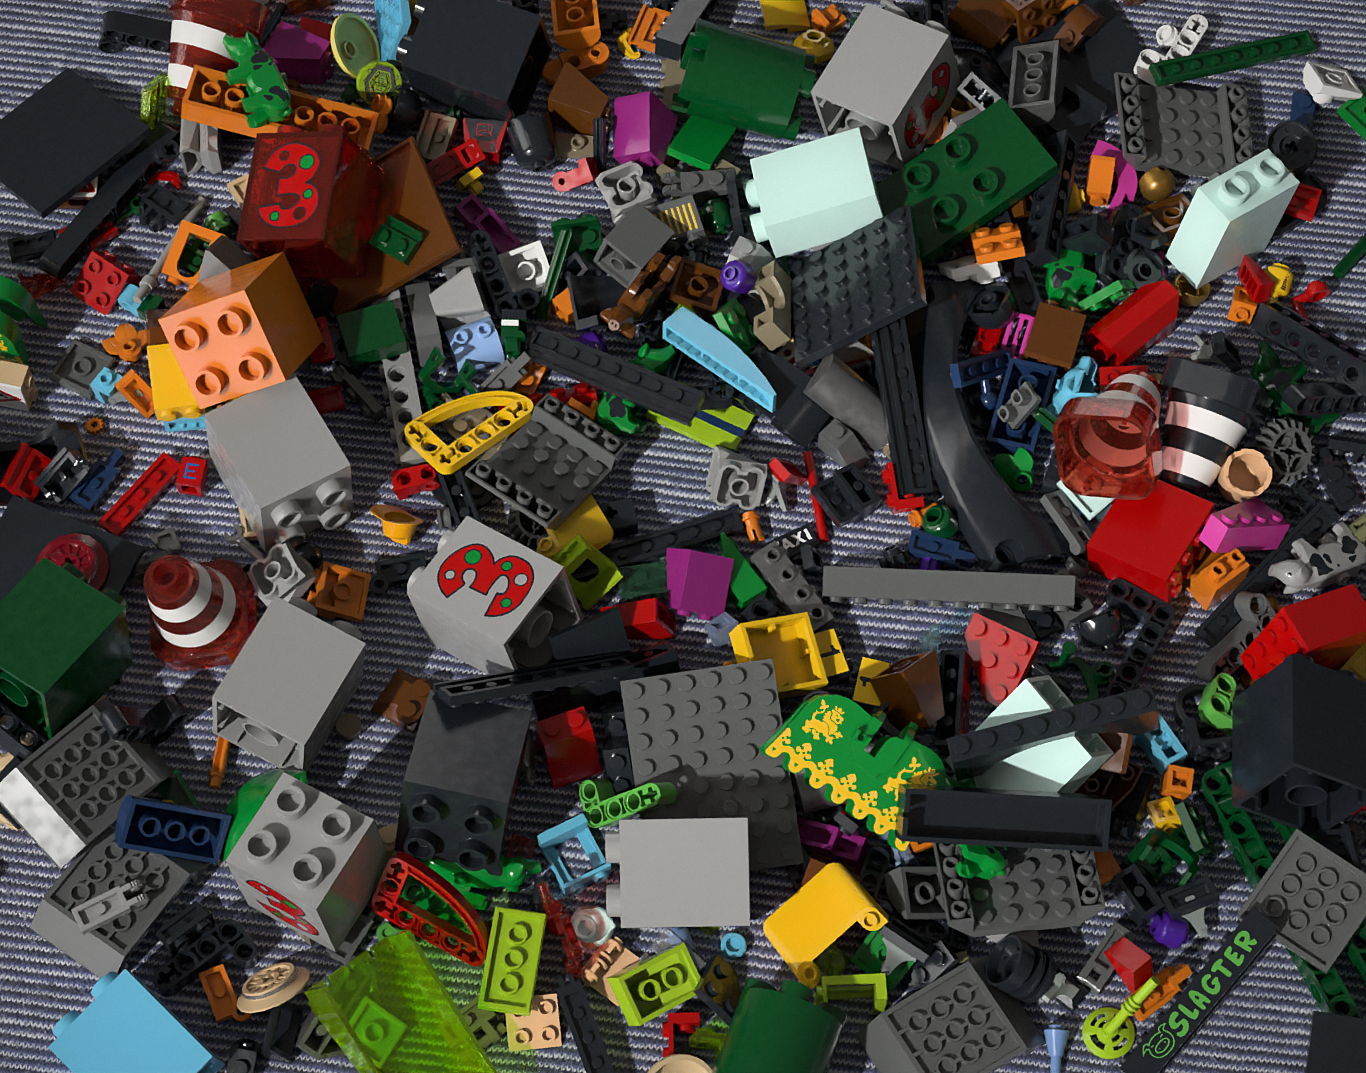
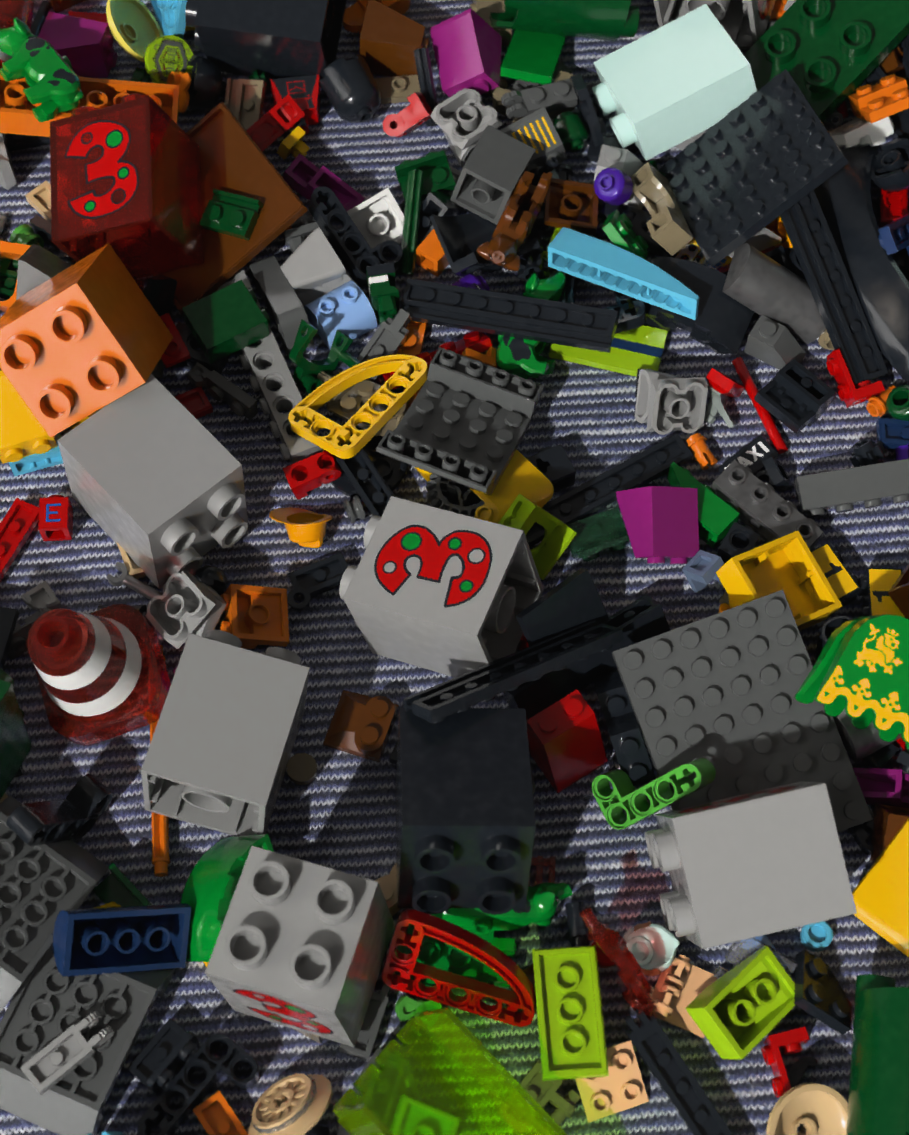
camera: 10 degrees left, 0 degrees up
(573, 827) = (600, 832): medium azure panel -> none
(646, 619) = (614, 576): red slope -> none
(707, 1039) = (821, 1056): clear neon green bracket -> none

